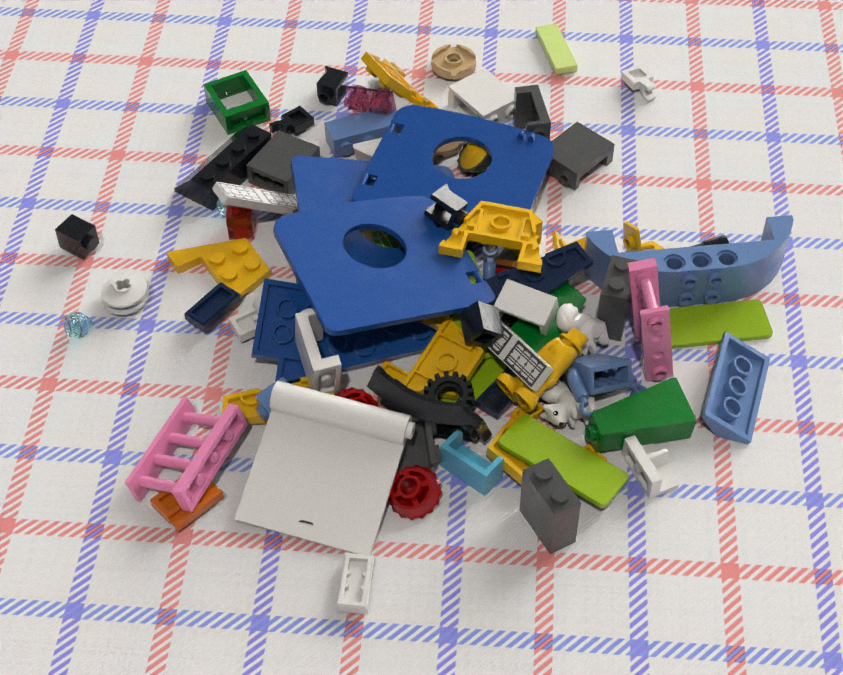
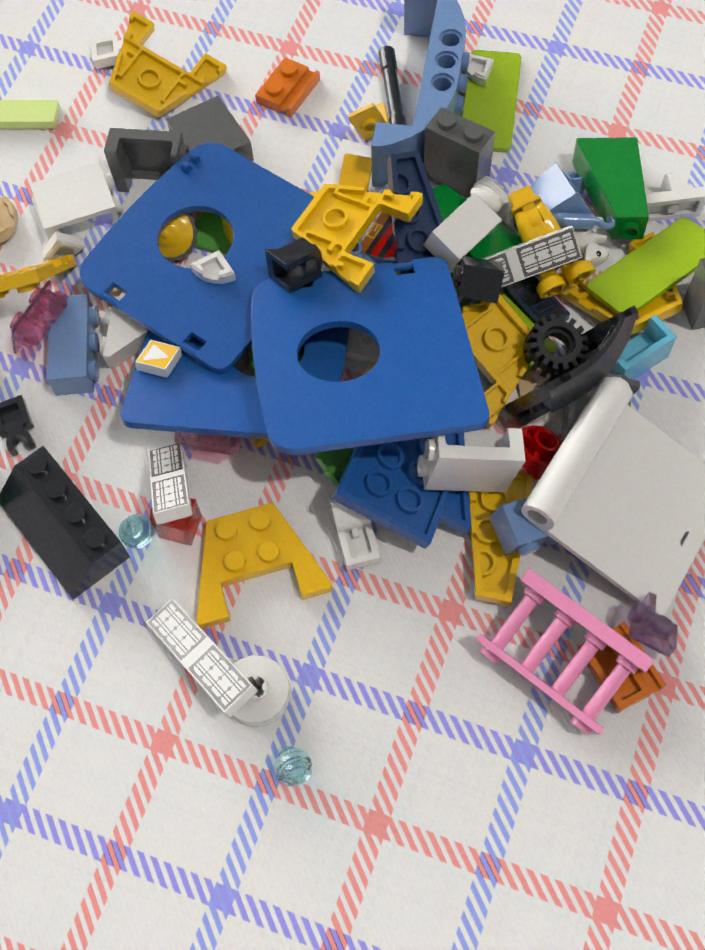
camera: 70 degrees left, 15 degrees up
(77, 236) = (130, 739): black brick -> none
(139, 254) = (201, 657): none -> tile
(212, 307) = (321, 581): dark blue tile -> none
(221, 508) = (652, 629): none -> clear purple bracket
(271, 165) = (92, 448): dark grey brick -> none
(351, 166) = (158, 358): none -> white tile
(414, 492) = (665, 411): red piece -> none
(434, 171) = (213, 269): none -> white tile
(445, 102) = (62, 244): none -> white tile
(618, 108) = (151, 79): none -> yellow wing
(650, 319) = (498, 112): bright pink fence -> none
(657, 190) = (287, 87): none -> orange plate
(735, 390) = (590, 101): medium blue slope -> none
(736, 306) = (479, 69): none -> white tile

